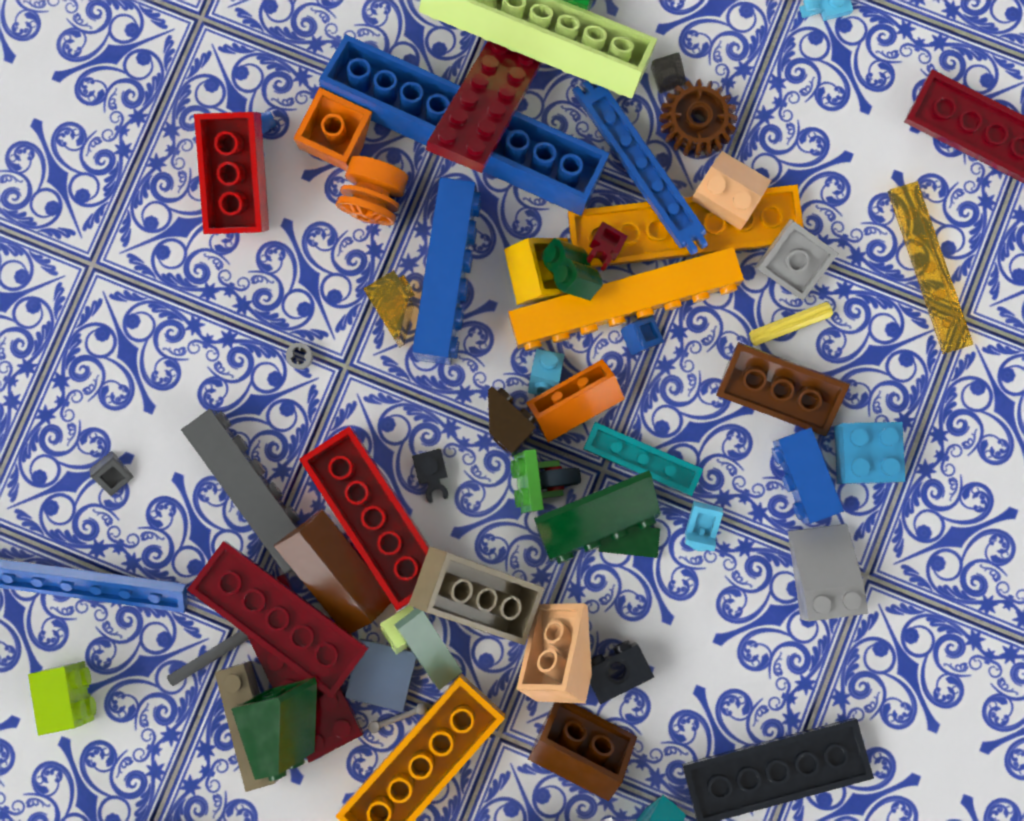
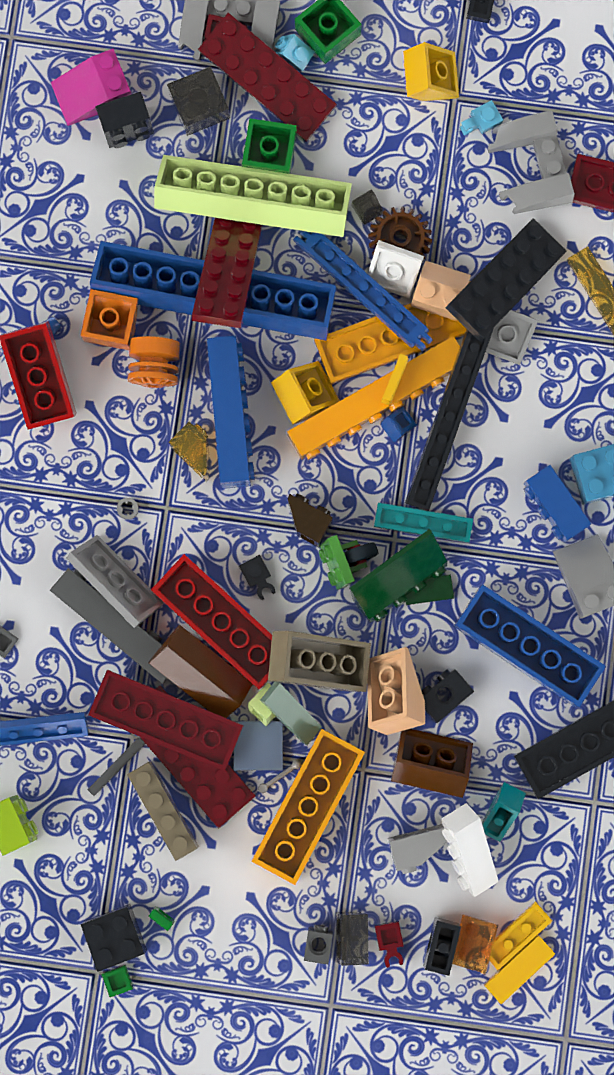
camera: 15 degrees left, 0 degrees up
(260, 437) = (115, 580): none -> light grey plate
(278, 728) = (189, 803): dark green slope -> none
(545, 371) = (329, 473): medium azure bracket -> none
(571, 269) = (329, 385): dark green brick -> none
(575, 400) = (358, 489): orange brick -> none
(606, 245) = (352, 359): dark red plate -> none
(651, 281) = (395, 379): none -> yellow tile
(684, 151) = (395, 268): none -> white tile
(703, 526) = (484, 564): medium azure bracket -> none
(705, 338) = (447, 420): none -> black plate
(734, 639) = (529, 646): none -> blue brick
(782, 389) = (520, 439): reddish brown slope -> none
(790, 323) = (514, 385): light yellow axle -> none
(811, 195) = (506, 279): none -> black plate
(897, 98) = (541, 132): none -> light grey wedge

